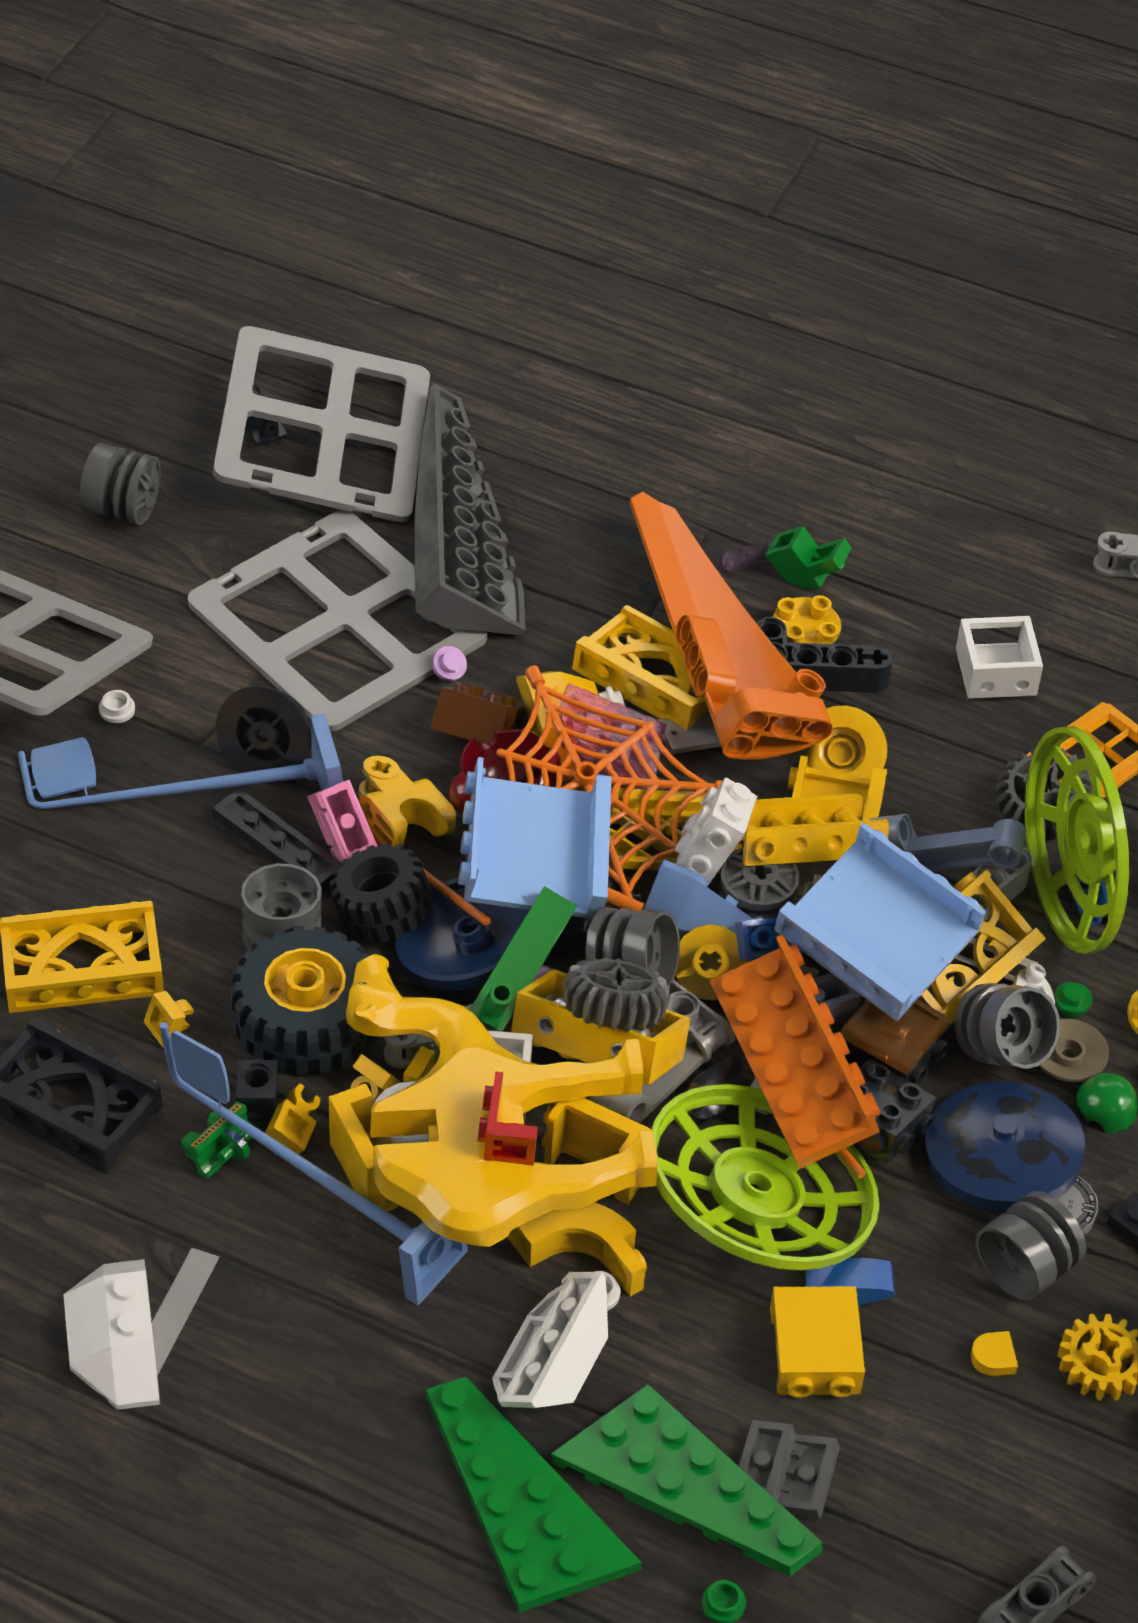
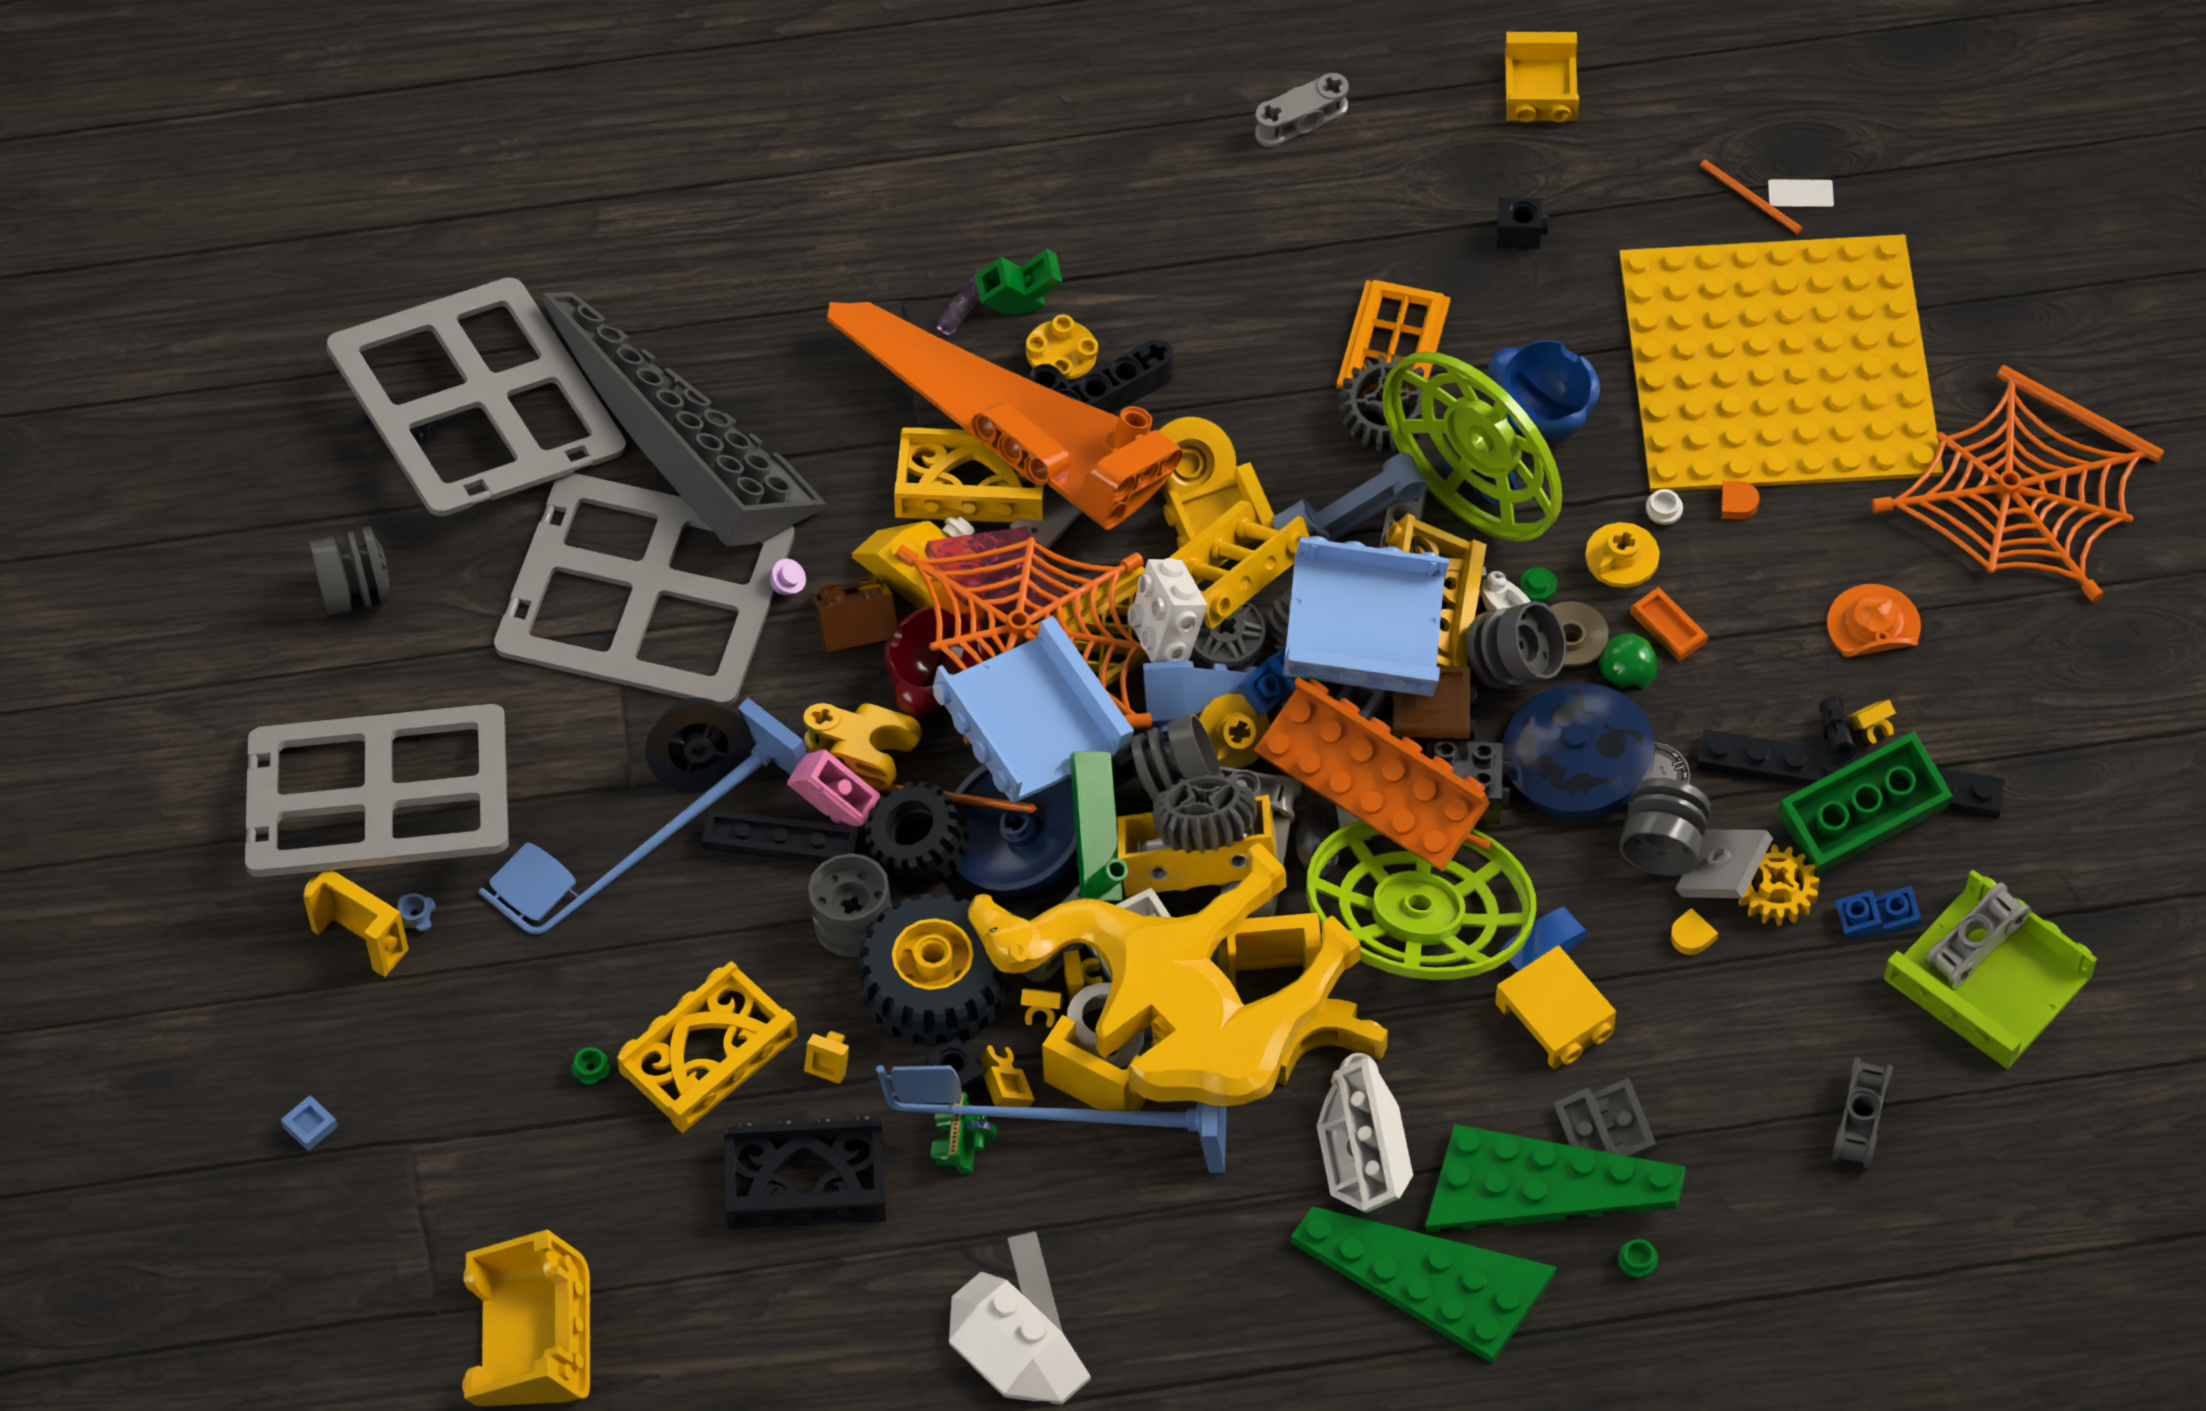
camera: 30 degrees left, 10 degrees up
(116, 706) = (530, 795): white plate -> none
(503, 1140) = (1230, 1001): red bracket -> none
(999, 667) = (1260, 294): white piece -> none
(1066, 1309) = (1725, 863): none -> light grey plate

